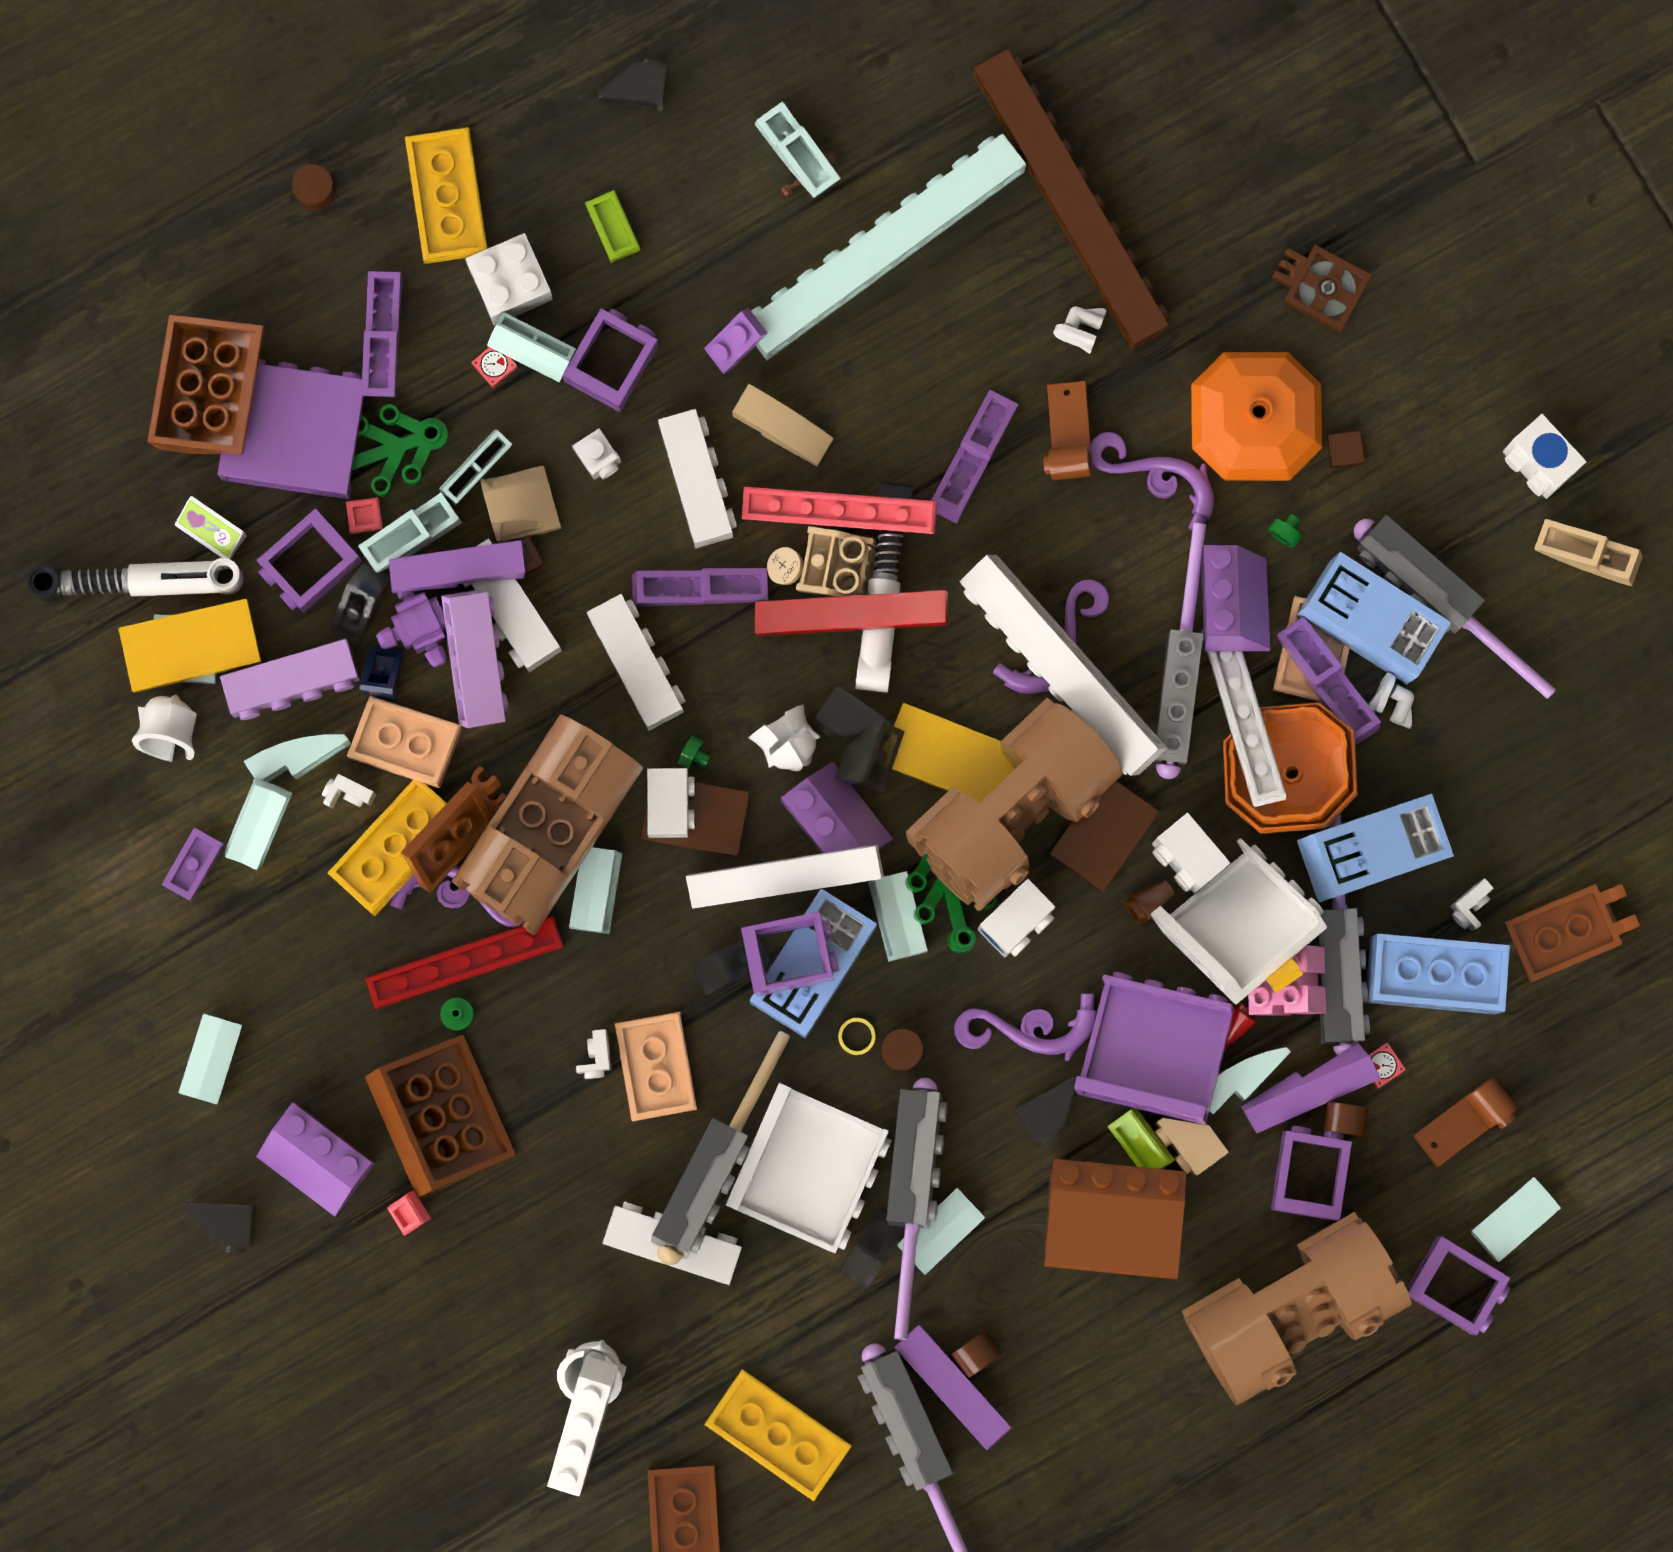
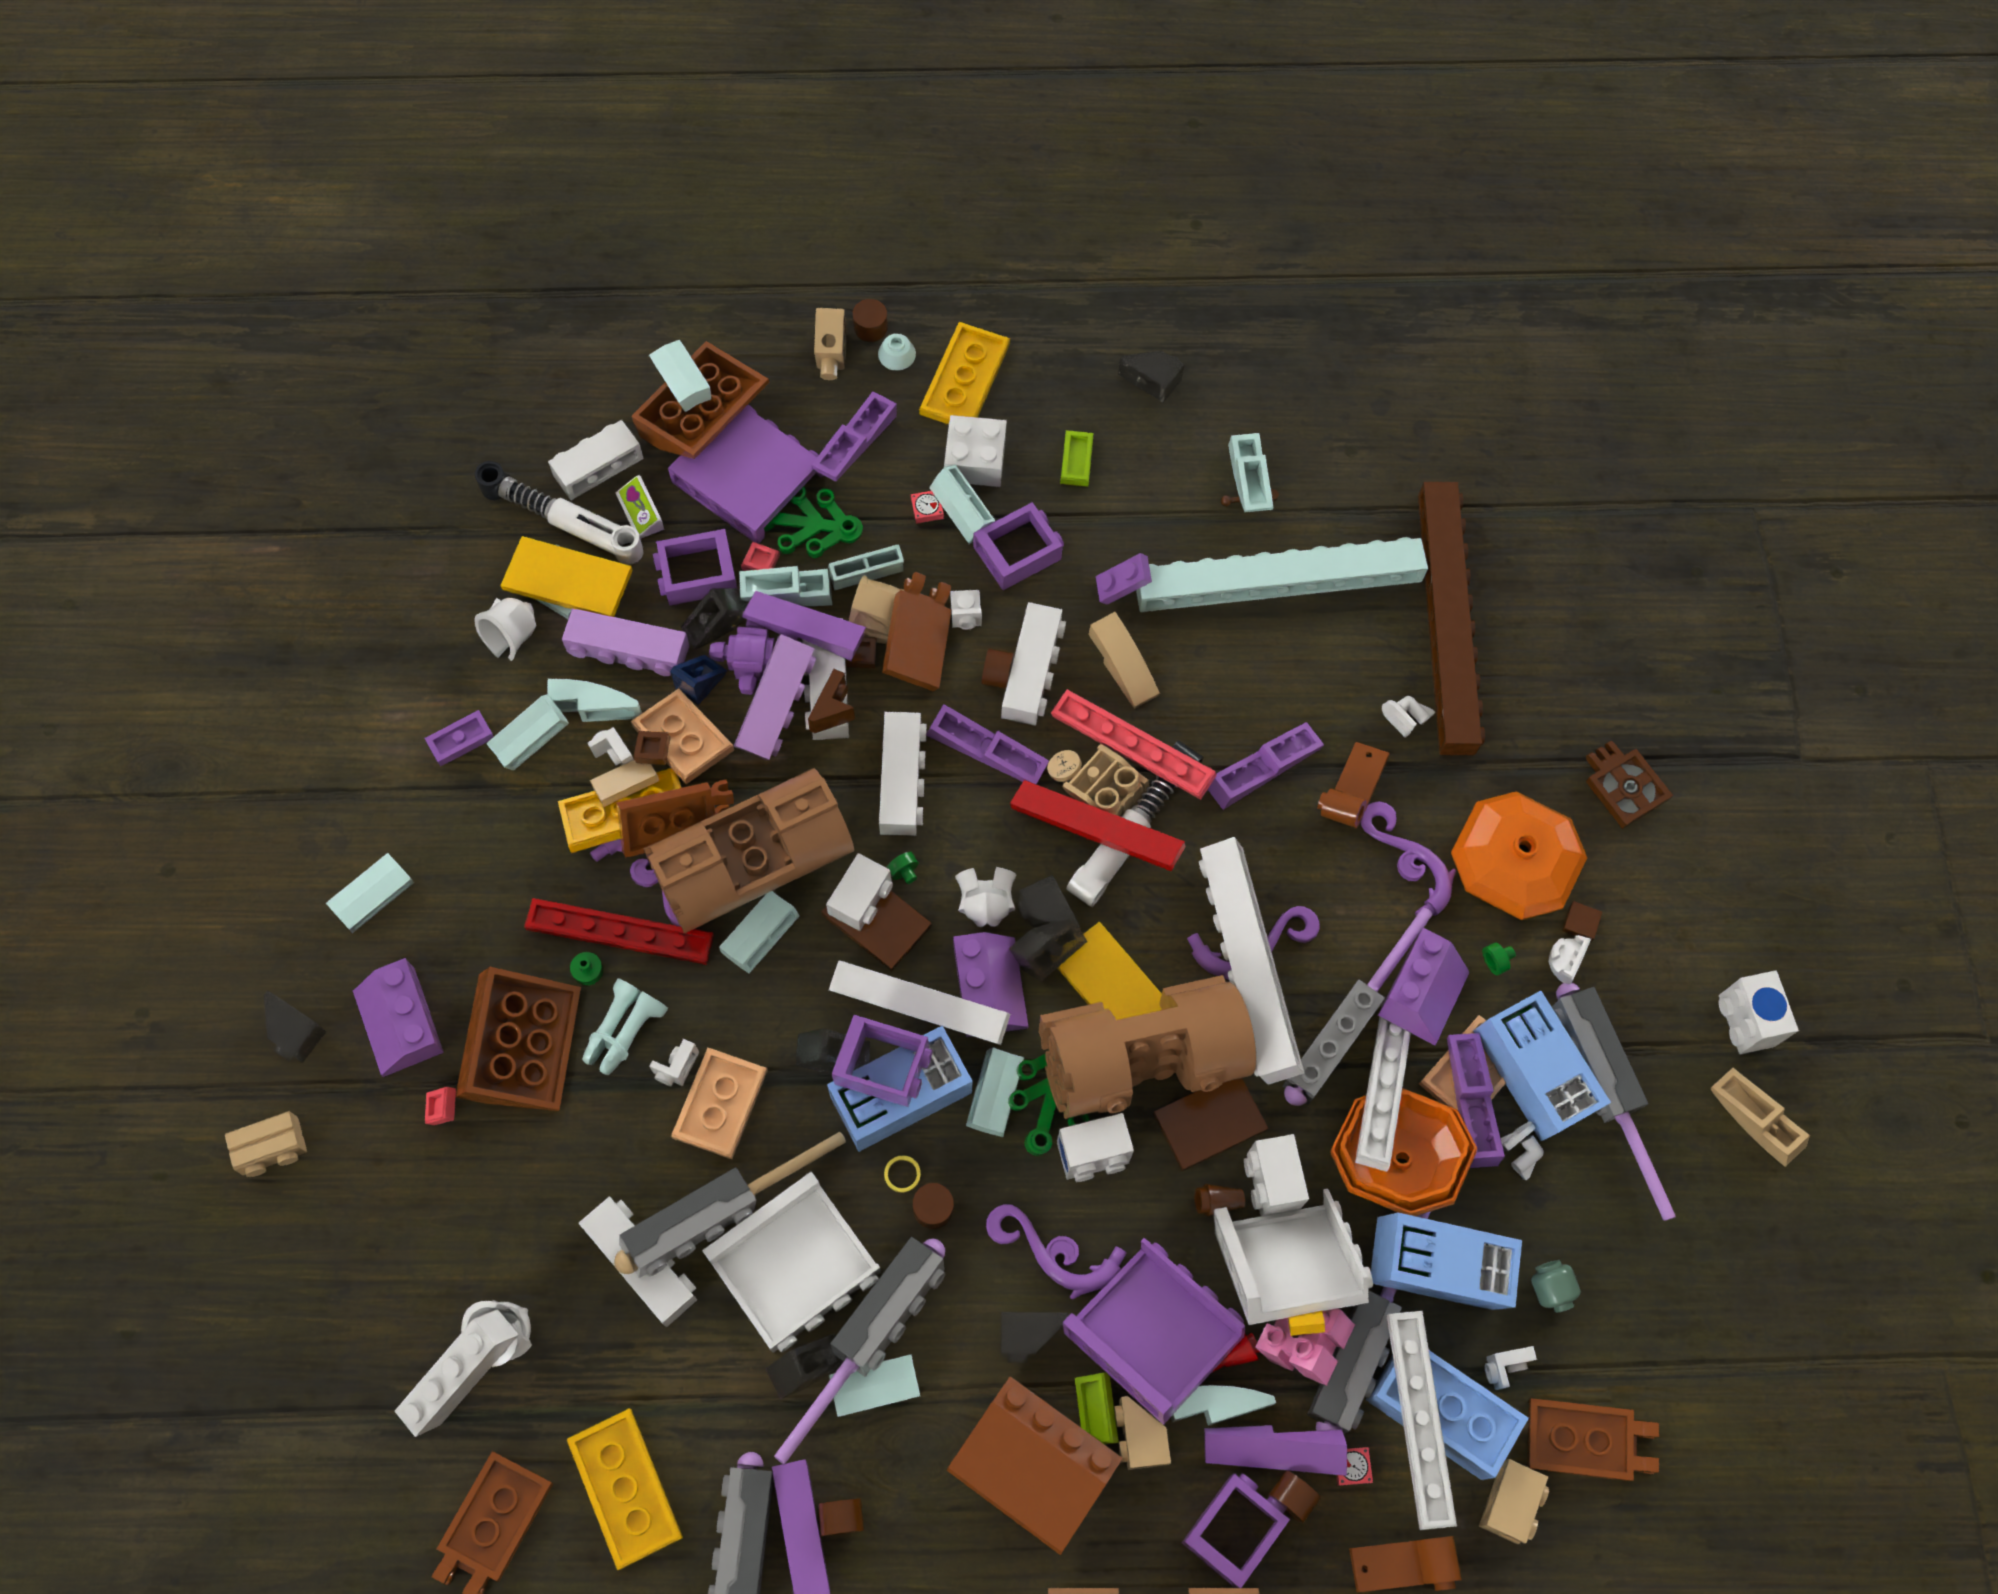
camera: 30 degrees right, 15 degrees down
(133, 501) = (595, 459): none -> white brick
(173, 371) = (681, 375): none -> light aqua piece
(276, 1334) = (265, 1144): none -> tan brick
(287, 229) = (830, 341): none -> tan torso
(362, 209) = (896, 352): none -> light aqua cone
(380, 818) = (623, 781): none -> tan tile
(387, 773) = (652, 747): none -> reddish brown tile
(535, 645) = (829, 708): none -> reddish brown slope
(537, 1022) = (624, 997): none -> light aqua piece
(568, 510) = (918, 634): none -> dark orange tile
(666, 503) = (997, 668): none -> reddish brown piece
(1348, 494) = (1567, 956): none -> white plate
(1419, 998) = (1421, 1421): none -> white tile
(1480, 811) = (1555, 1285): none -> sand green head
(1532, 1018) = (1515, 1502): none -> tan brick

